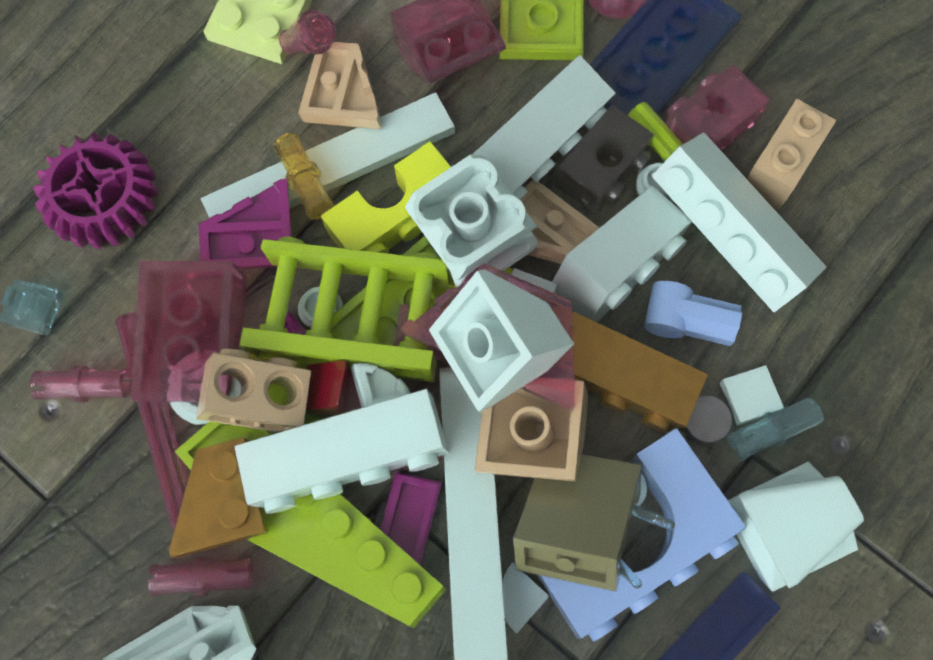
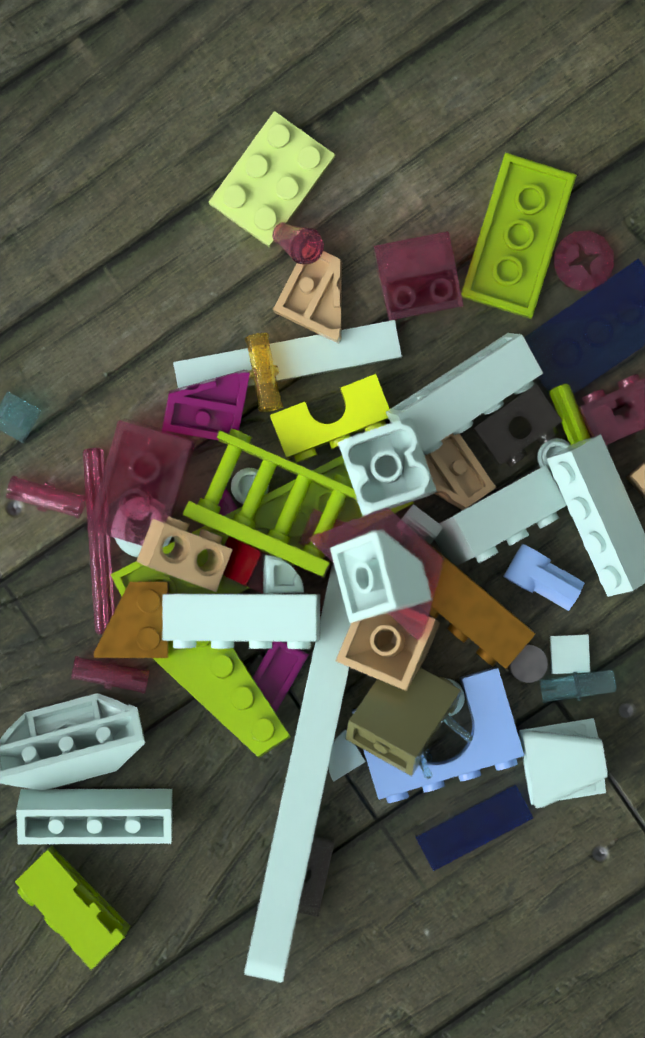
camera: 15 degrees right, 15 degrees up
(72, 185) = (70, 333): magenta gear -> none

